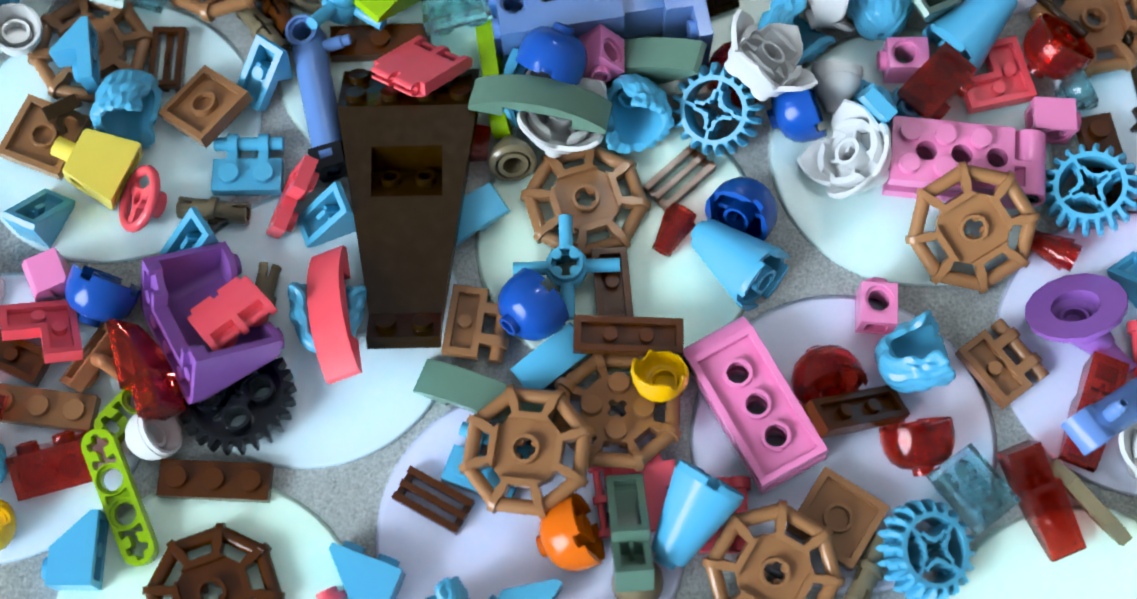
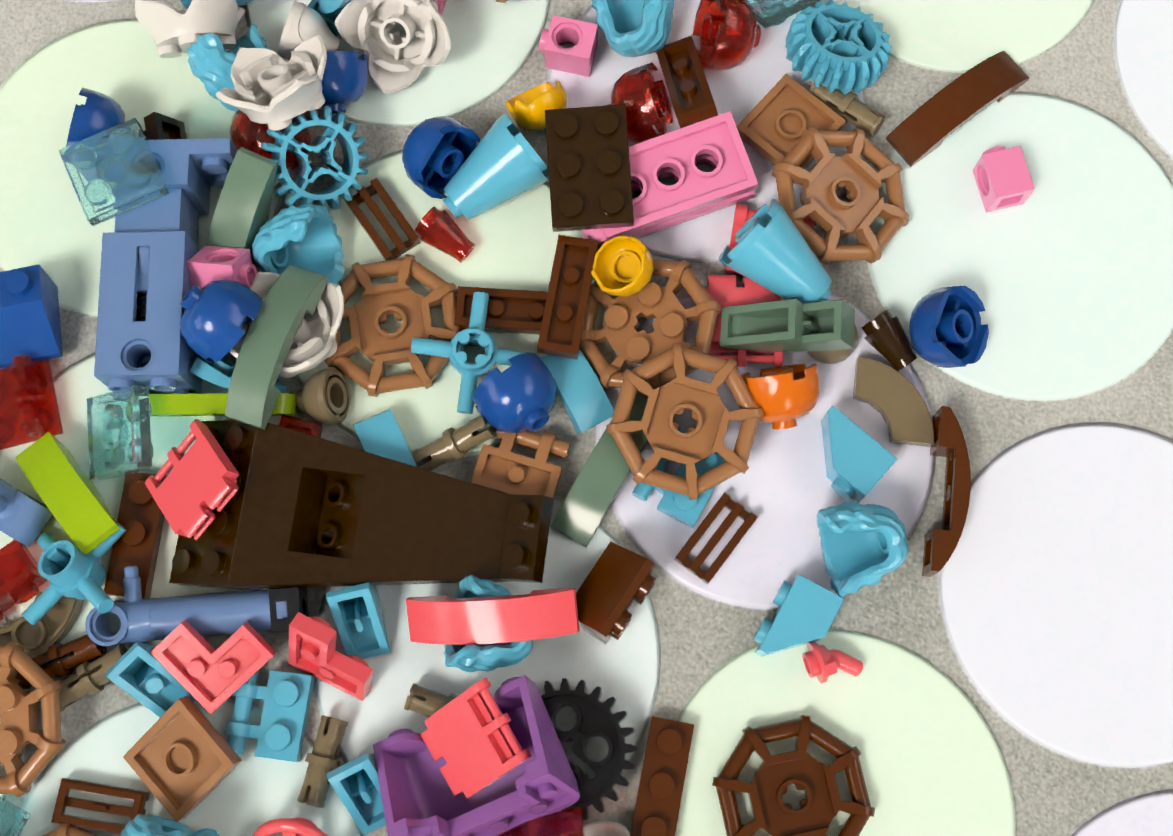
camera: 80 degrees left, 5 degrees up
(272, 109) = (211, 673): none -> coral plate
(368, 411) = (610, 591): none -> reddish brown slope
(484, 264) = (454, 443): none -> dark tan pin
(747, 331) = (589, 168): none -> dark brown plate
(809, 286) = (530, 106): none -> yellow hair

